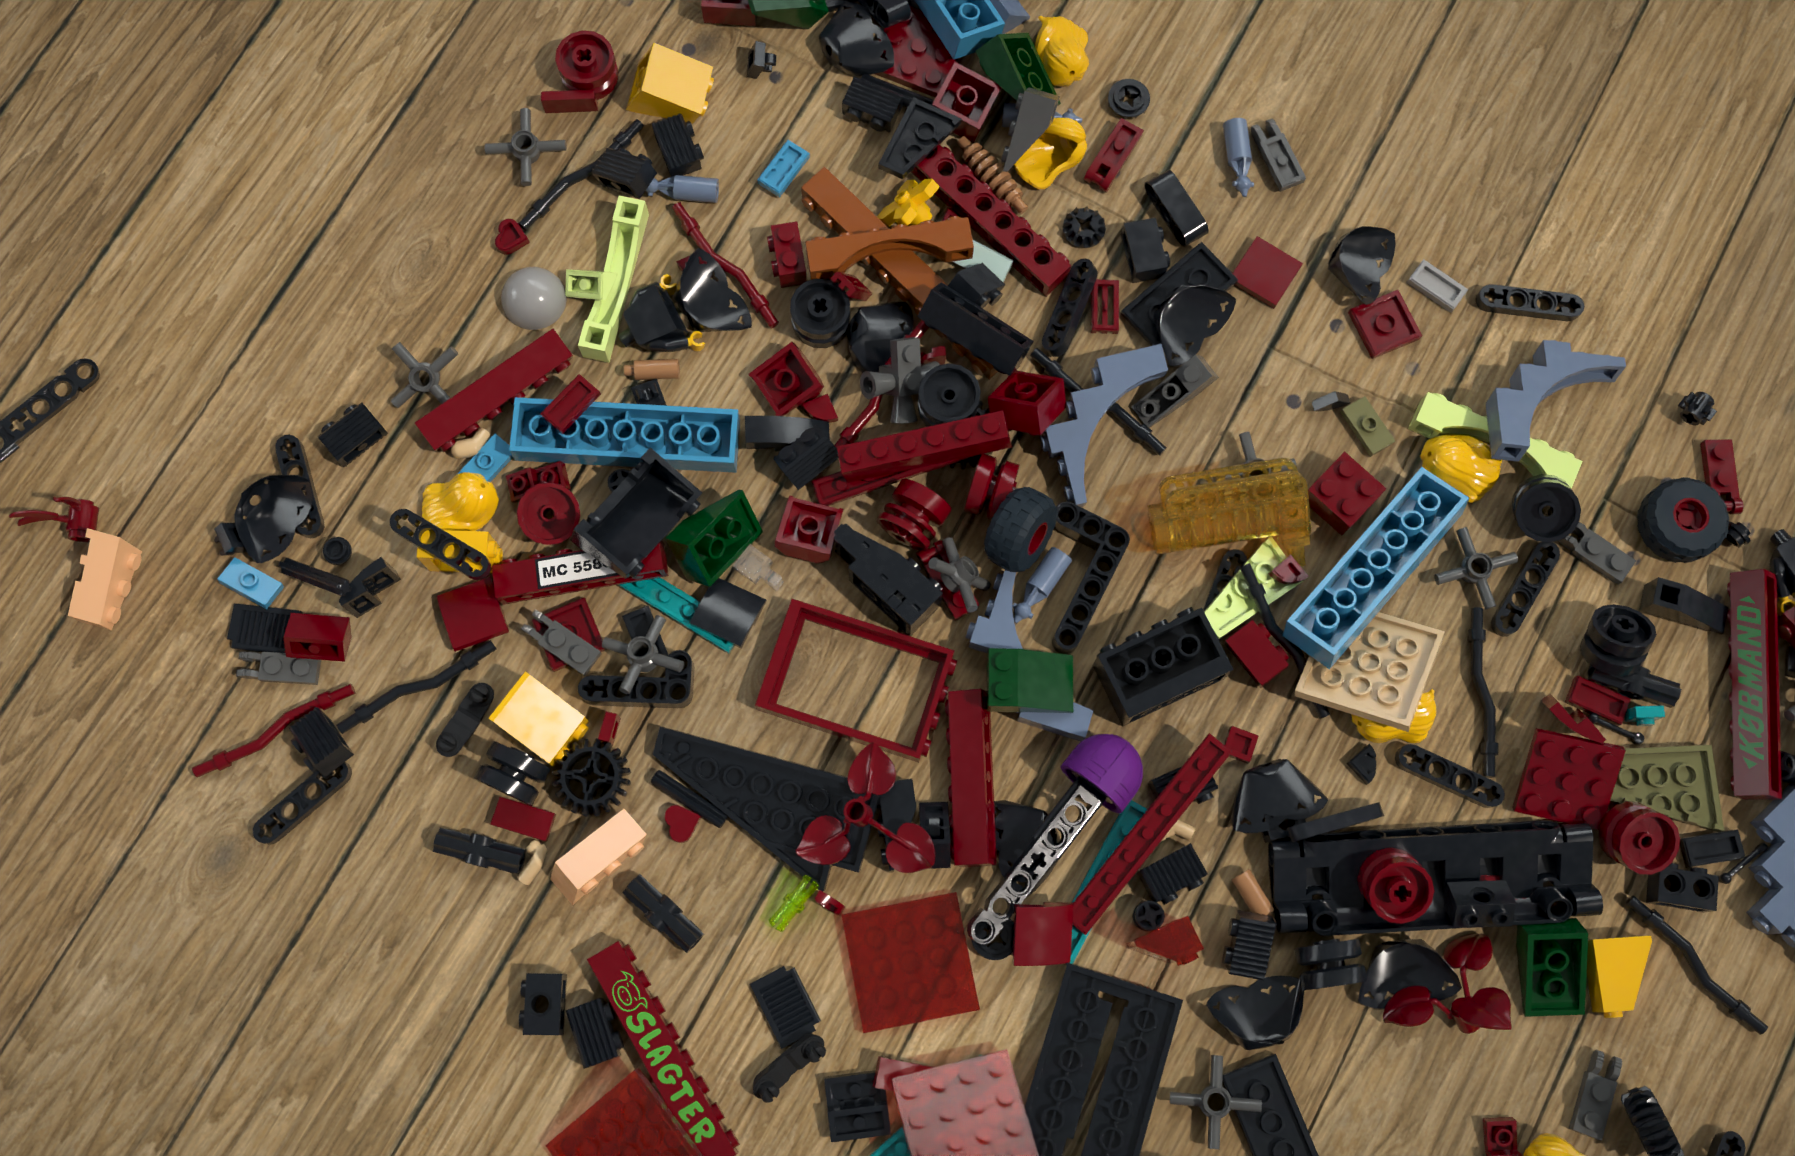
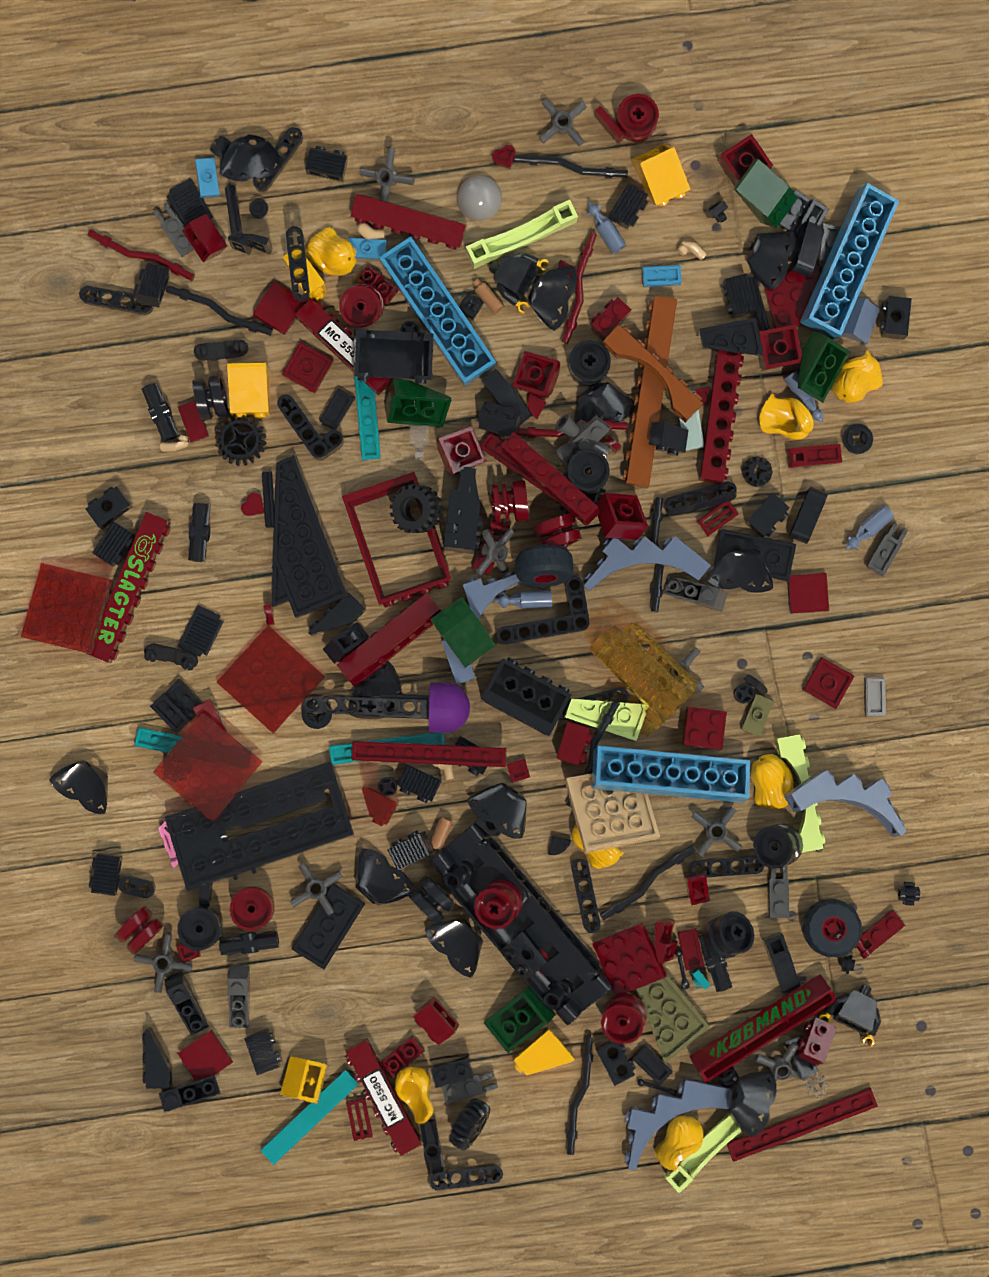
camera: 50 degrees right, 10 degrees up
(81, 515) = (171, 60): dark red plant -> none
(104, 580) = (149, 102): light nougat wedge -> none
(564, 644) = (299, 370): dark grey hinge -> none
(570, 403) = (429, 269): dark red tile -> none
(589, 284) = (509, 222): yellowish green slope -> none
(597, 856) = (202, 476): light nougat wedge -> none
(609, 728) = (273, 429): dark red tile -> none
(624, 172) = (588, 190): black brick -> none
(647, 662) = (324, 422): dark grey bar -> none
(728, 612) = (383, 443): black slope -> none
(777, 114) = (691, 247): none -> tan arm
(793, 903) = (254, 596): clear neon green pin -> none
(825, 839) = (300, 586): dark red plant -> none
(826, 646) = (401, 509): none -> black tyre
(852, 285) = (617, 372): dark red tile -> none
(909, 204) = (691, 364): yellow plant -> none
(975, 329) = (640, 456): black brick -> none
(992, 173) = (748, 396): medium nougat piece -> none
(1034, 117) = (793, 395): dark grey slope -> none
(1042, 934) = (334, 737): dark red slope -> none
(1288, 572) = (634, 729): tile -> none
(1332, 415) = (746, 695): none -> black wheel
(1335, 822) = (510, 850): black beam -> none
(1356, 258) = (853, 641): black piece -> none
(1486, 1009) = (459, 989): dark red plant -> none
(1488, 1074) = (435, 1021): none -> dark red brick
(1529, 299) = (906, 755): black beam -> none
(1529, 639) = (697, 888): none -> dark red slope
(1565, 1101) = (451, 1071): none -> black brick

